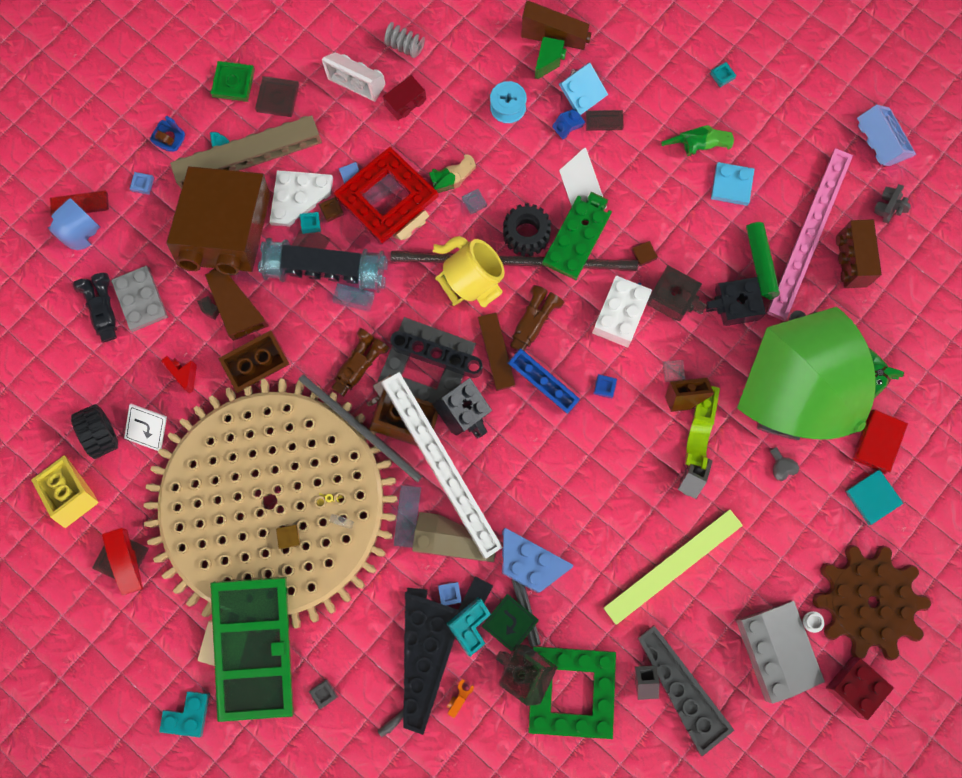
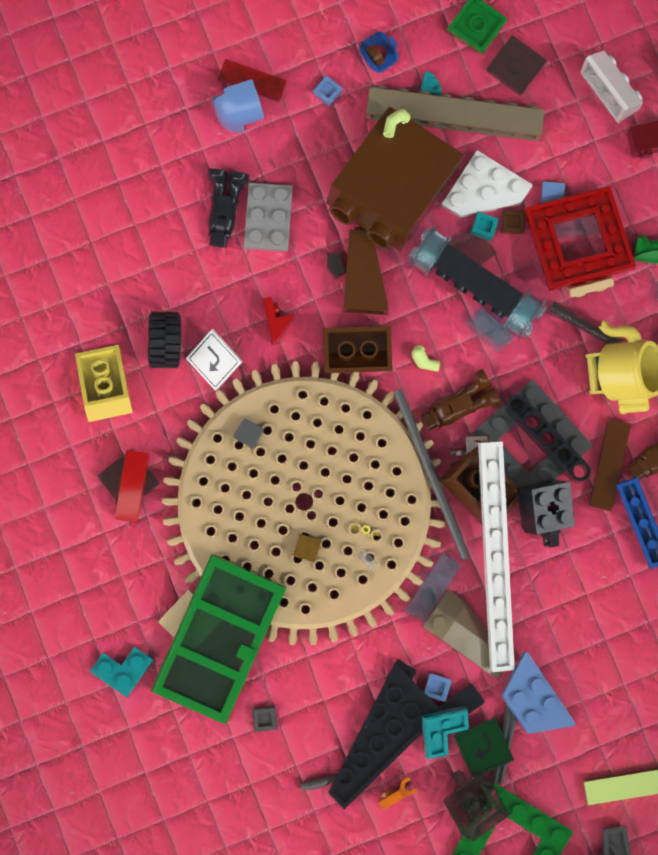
camera: 25 degrees right, 5 degrees up
(194, 174) = (393, 119): none -> yellowish green arm
(197, 470) = (248, 433): none -> dark grey tile
(312, 346) = (422, 360): none -> yellowish green arm

